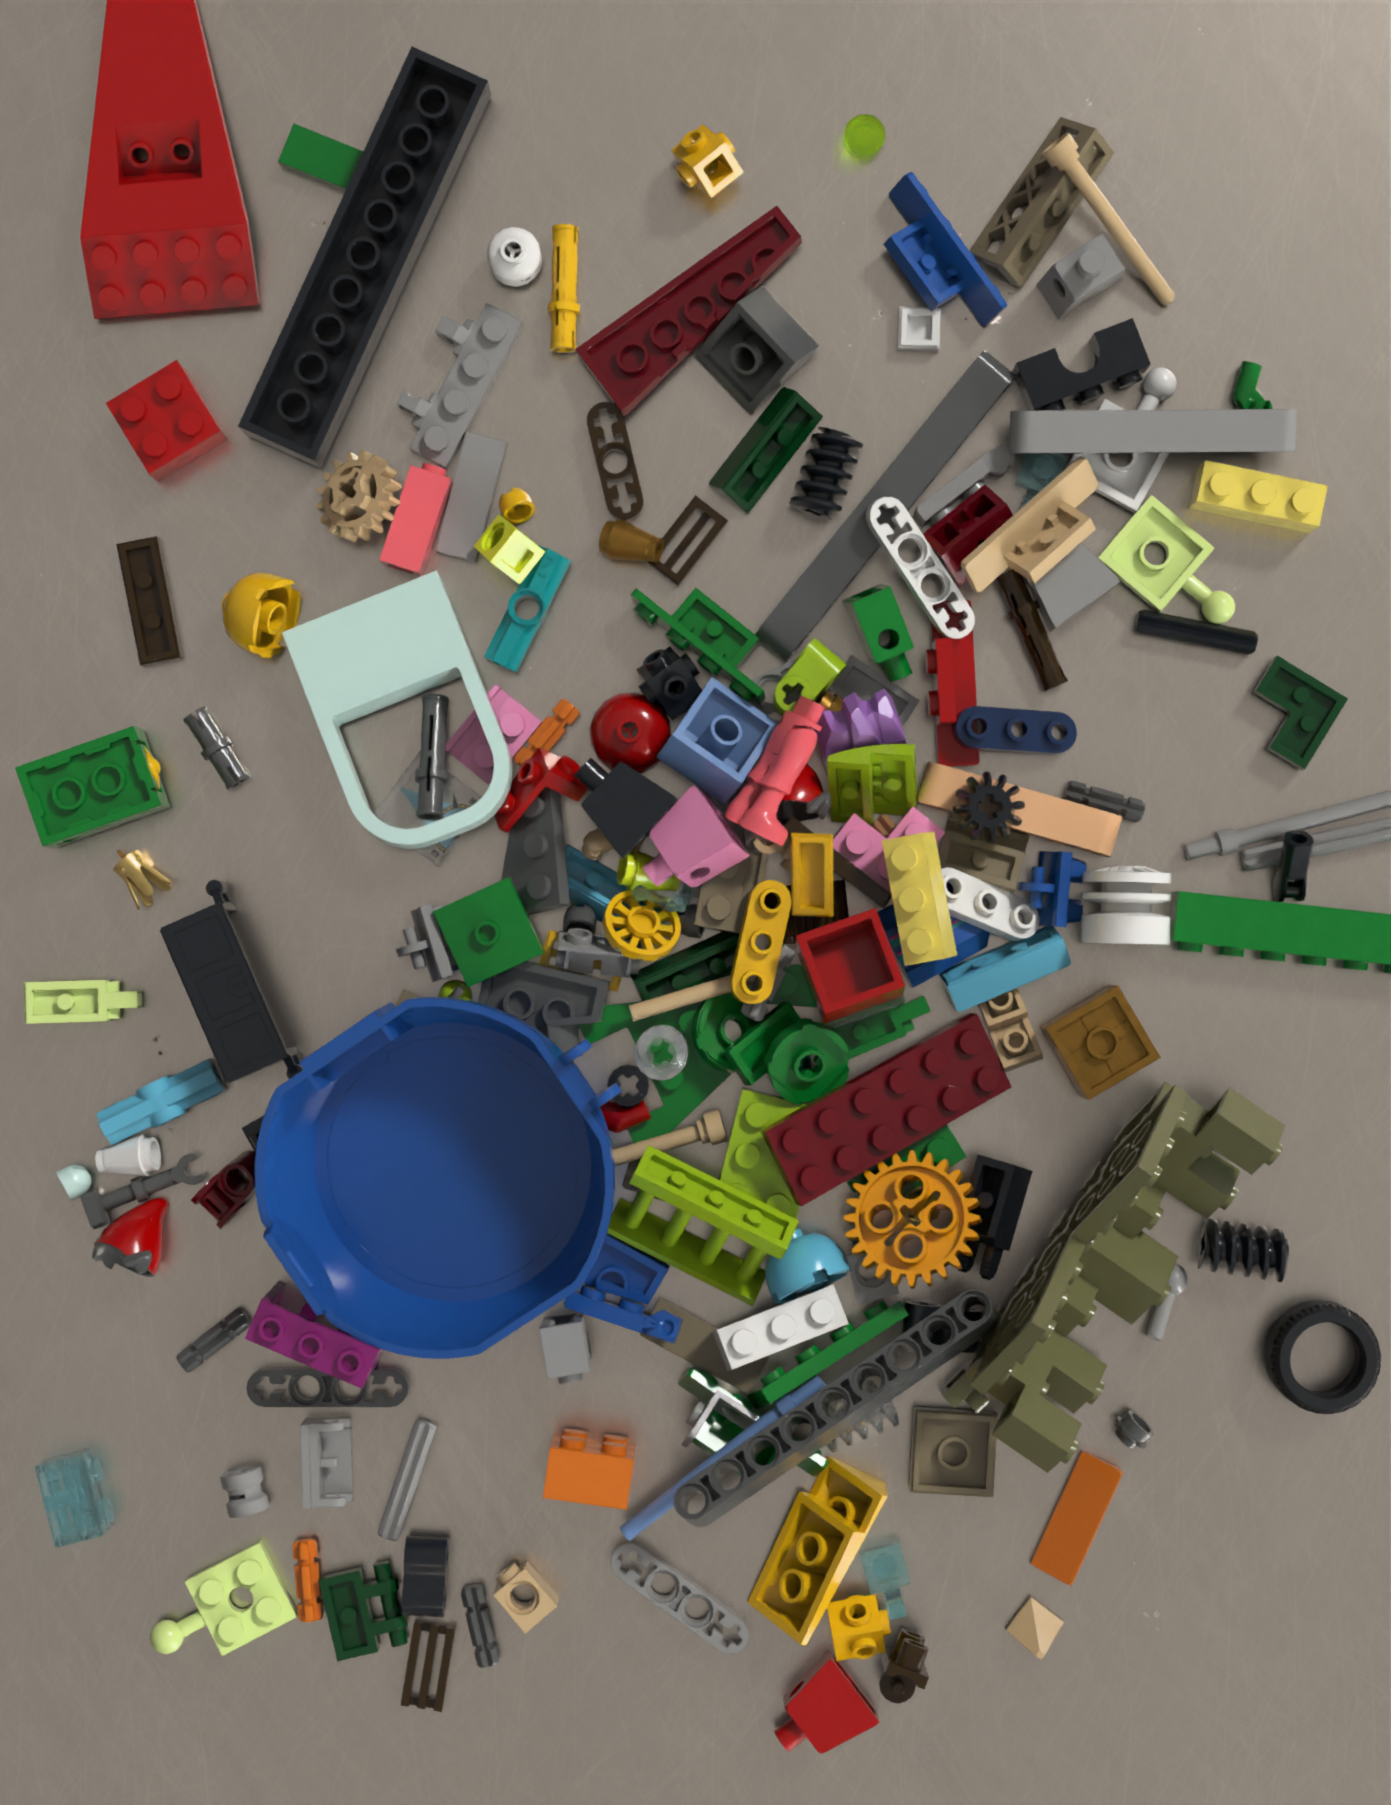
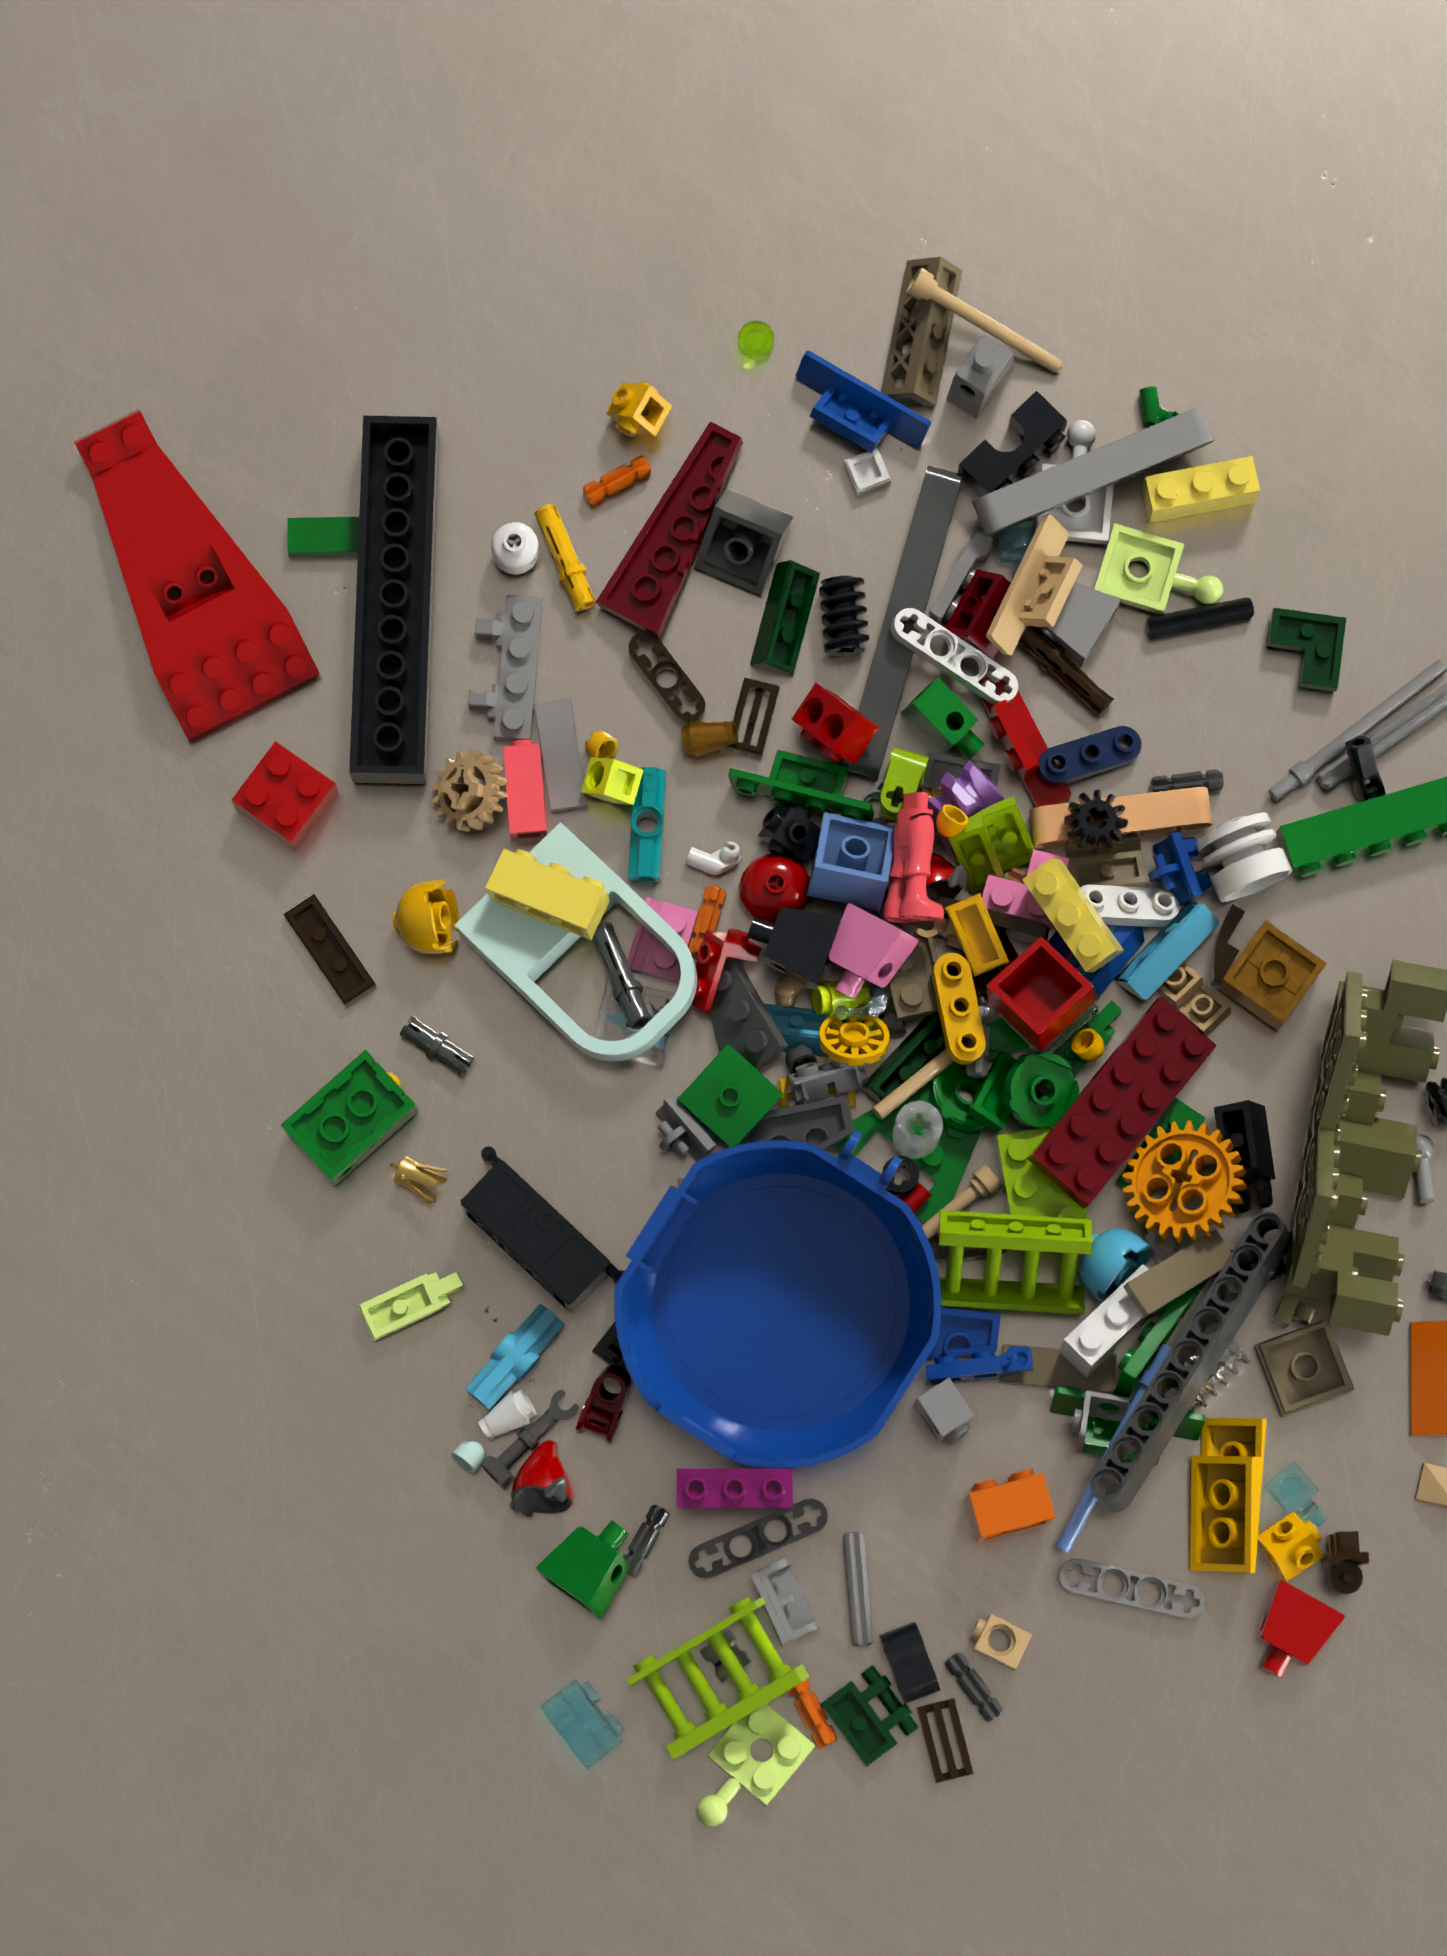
camera: 25 degrees left, 10 degrees down
(142, 1348) = (588, 1567): none -> green torso
(209, 1553) = (749, 1694): none -> lime fence
(388, 642) = (548, 892): none -> light yellow brick
(585, 677) = (718, 861): none -> white arm
(654, 227) = (617, 480): none -> orange axle
(763, 588) = (834, 724): none -> red brick
(837, 745) = (951, 821): none -> yellow hinge
(864, 1313) = (1178, 1274): none -> dark tan tile
(877, 1034) = (1088, 1045): none -> yellow hinge
(1059, 998) = (1224, 953): none -> dark brown slope

